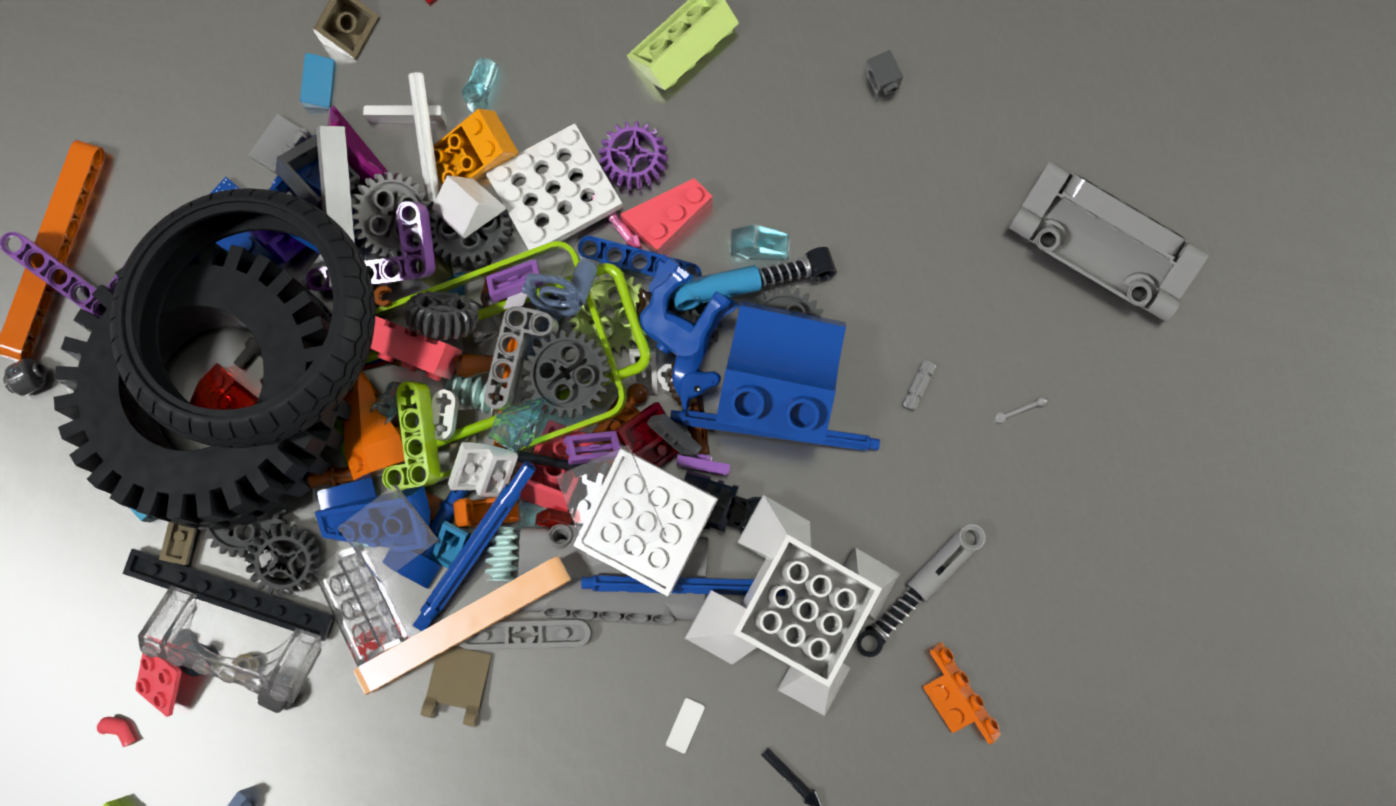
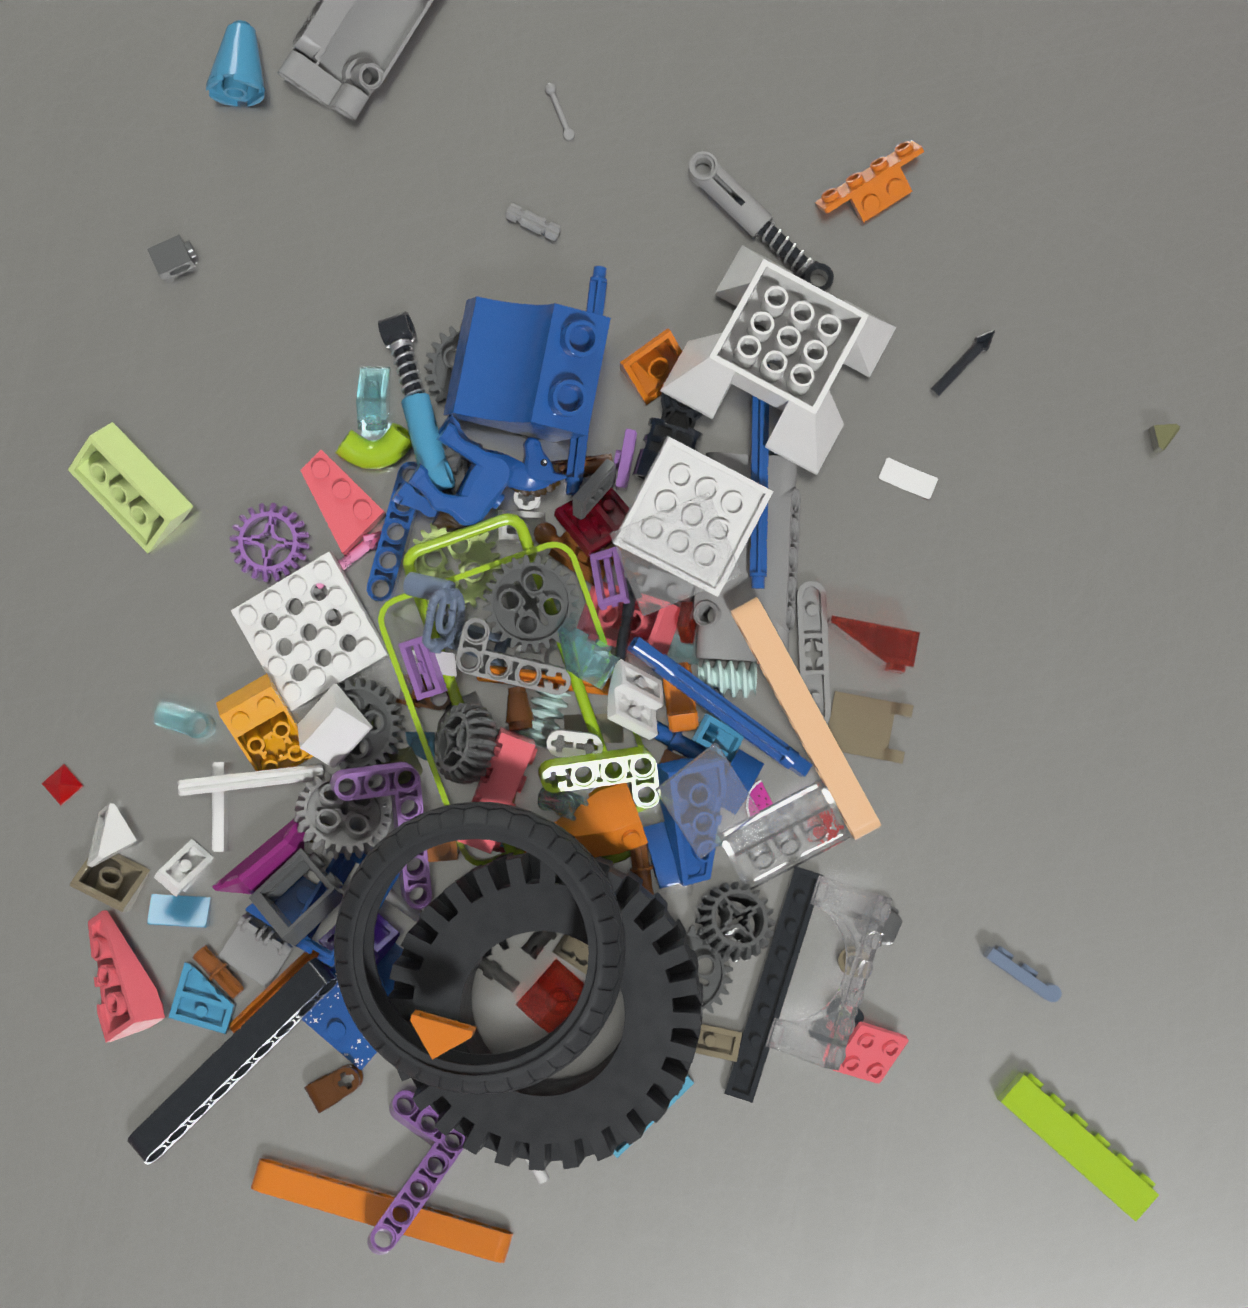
camera: 95 degrees left, 5 degrees up
(24, 377) = (530, 1229): dark grey head -> none
(117, 727) = (919, 1101): coral arm -> none
(155, 204) = (331, 1089): none -> reddish brown piece
(159, 275) = (440, 1033): none -> orange slope
(180, 117) = (232, 1060): none -> black beam
(238, 99) = (201, 1002): none -> dark azure wing
(240, 155) = (255, 1005): none -> orange axle
(245, 40) = (126, 991): none -> coral wedge
(263, 113) = (218, 971): none -> dark orange axle
(335, 177) = (320, 870): tile -> none
(352, 83) = (184, 868): none -> white slope
(381, 23) = (110, 835): none -> white slope
(396, 584) = (759, 795): none -> dark pink tile
(527, 702) = (883, 644): none -> clear red slope
(710, 244) = (375, 453): none -> lime cylinder
(788, 489) = (651, 365): none -> orange slope
(1053, 126) = (237, 68): none -> dark azure cone

